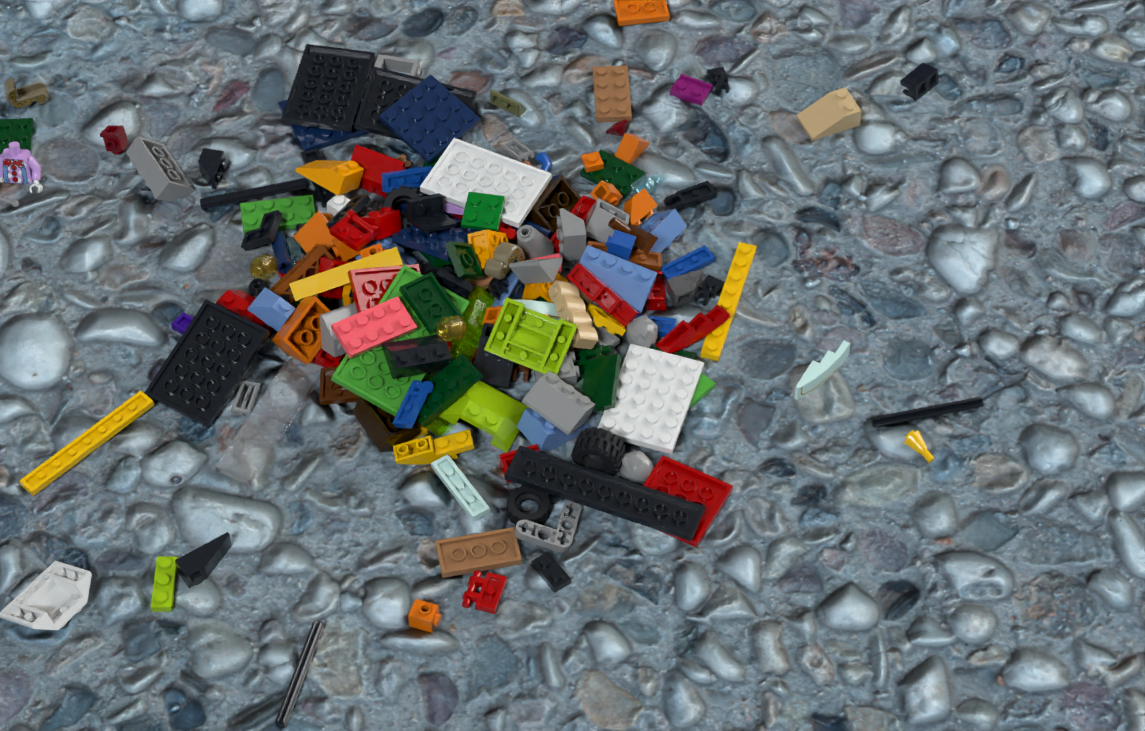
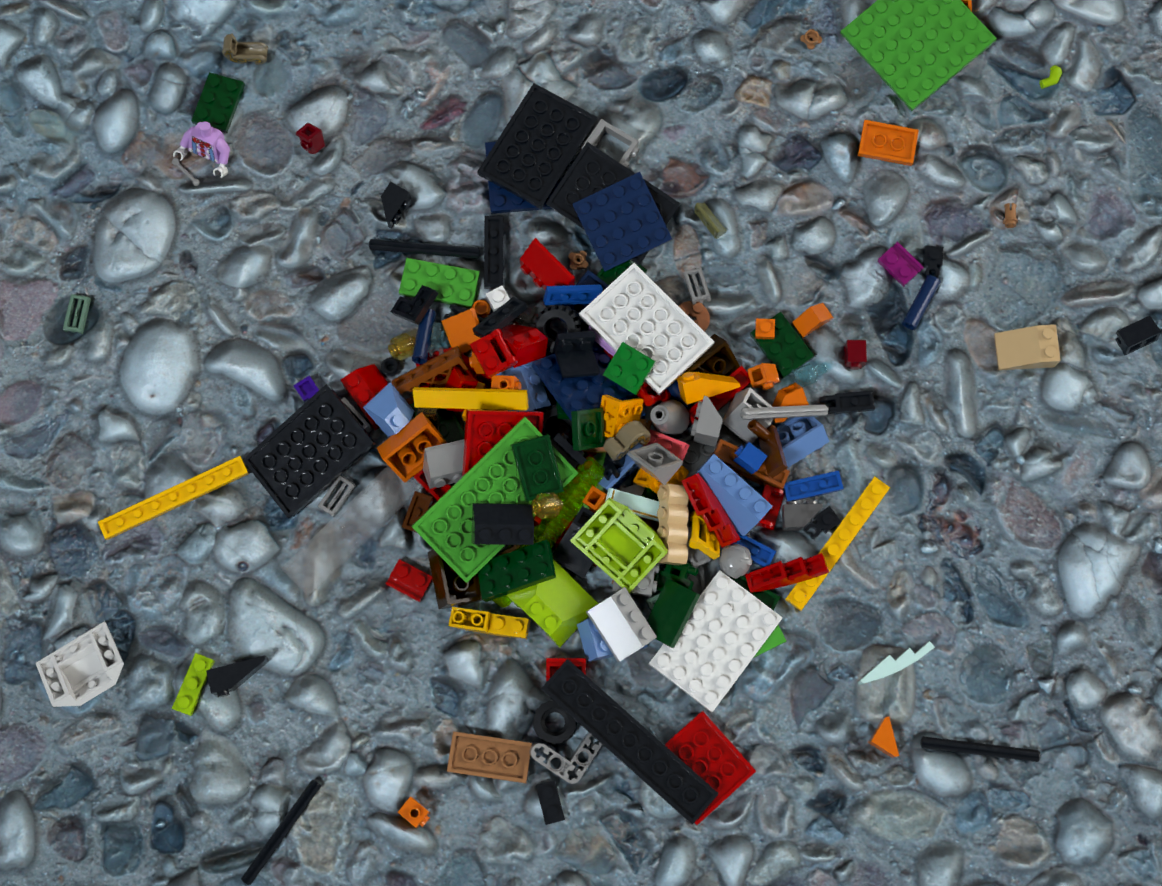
camera: 20 degrees right, 25 degrees up
(159, 170) = (343, 190): light grey slope -> none
(333, 175) = (501, 261): light orange slope -> none
(343, 442) = (409, 580): none -> red plate
(373, 327) = (470, 483): coral plate -> none
(412, 404) = (481, 578): blue plate -> none
(460, 487) = (499, 676): light aqua plate -> none
(490, 594) = (484, 808): red plate -> none
(544, 160) = (720, 305): blue arm -> none
(545, 213) = (696, 385): none -> light orange slope
(598, 450) = (639, 692): black tyre -> none
(611, 93) = (818, 242): medium nougat plate -> none
(618, 129) = (807, 289): dark red slope -> none
(635, 467) = (673, 714): light grey hair -> none
(636, 209) = (784, 412): none -> light grey axle
(681, 159) = (855, 354): none -> dark red brick
(722, 109) = (921, 302): none -> dark blue piece
(771, 32) = (1010, 216): none -> medium nougat pin
(839, 429) = (884, 738): none -> orange slope
(915, 441) = (954, 783): yellow cone -> none

